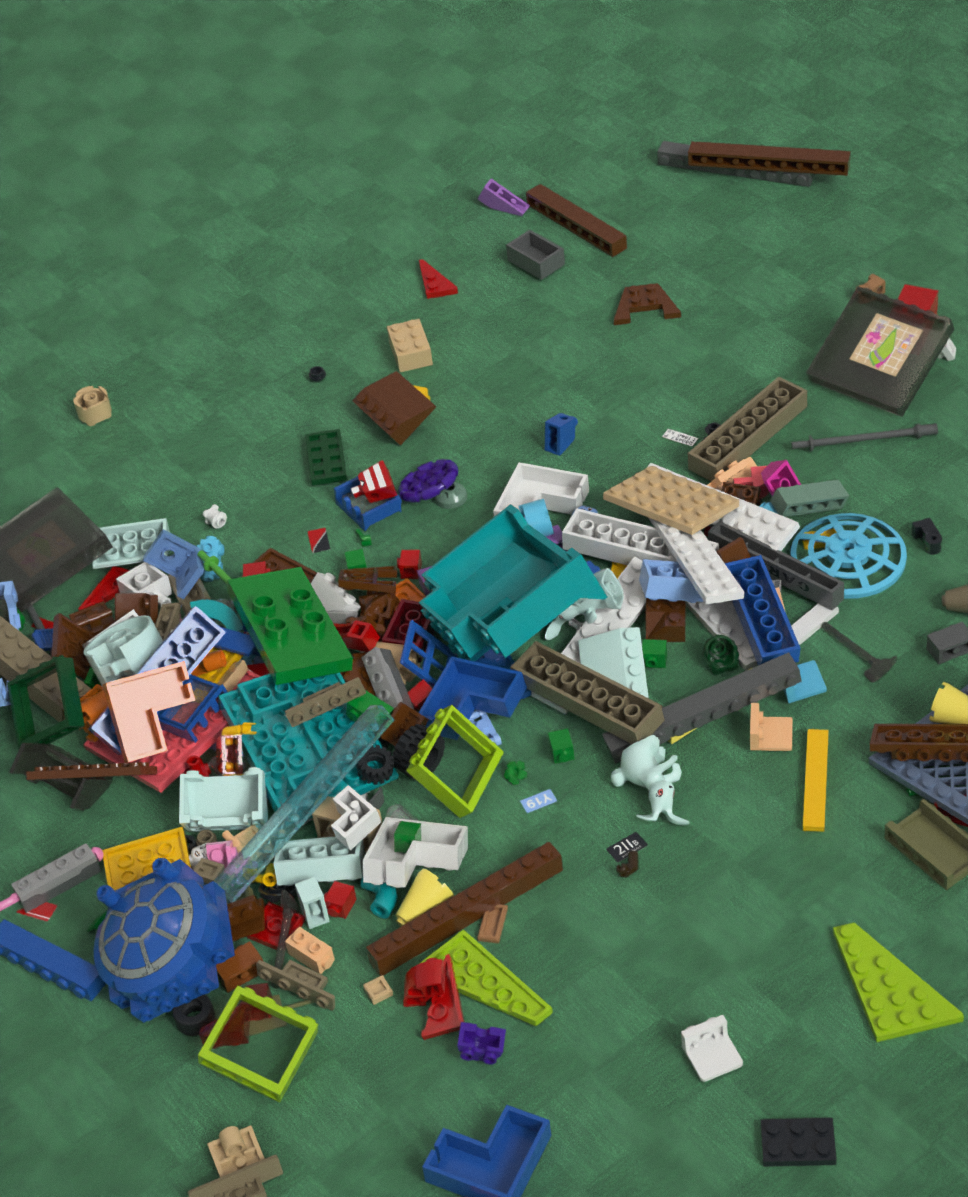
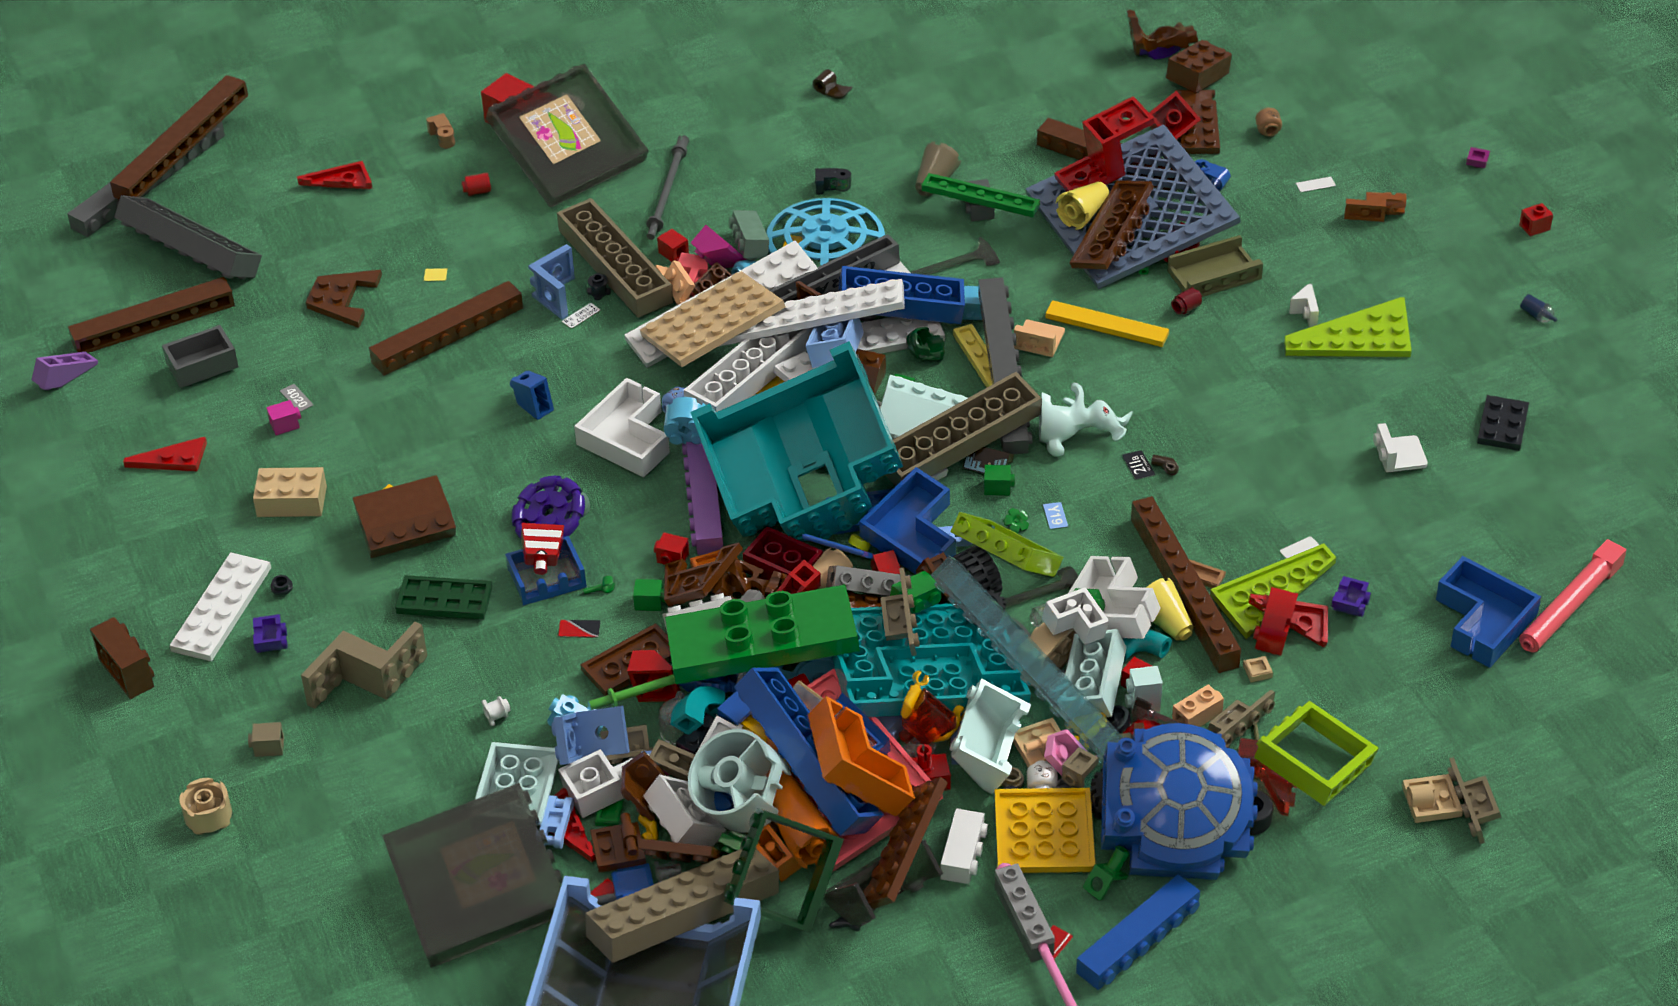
camera: 80 degrees left, 0 degrees up
(100, 576) = (557, 819): none -> light blue plate
(122, 822) = (963, 846): none -> white brick
(163, 415) = (267, 739): none -> dark tan brick
(216, 320) = (123, 657): none -> reddish brown brick
(236, 434) = (364, 665): none -> dark tan bracket
(262, 384) = (269, 633): none -> dark purple cylinder
(291, 353) = (220, 607): none -> white plate
(432, 808) = (1068, 578): none -> clear smoke piece
(489, 317) = (283, 417): none -> dark pink brick
(523, 318) = (297, 397): none -> light grey sticker
(552, 996) = (1299, 547): none -> white sticker
(589, 737) = (986, 456): none -> panel
(625, 366) = (446, 328): none -> reddish brown brick
(661, 203) = (188, 237): none -> dark grey brick
(694, 344) = (435, 274): none -> light yellow sticker
(698, 396) = (549, 285): none -> medium blue bracket
(784, 258) = (345, 176): none -> red wing
(789, 454) = (672, 244): none -> red brick
(810, 329) = (476, 184): none -> red brick
(870, 831) = (1186, 301): none -> dark red brick
(912, 930) = (1305, 303): none -> white slope
(938, 634) = (980, 195): none -> green plate

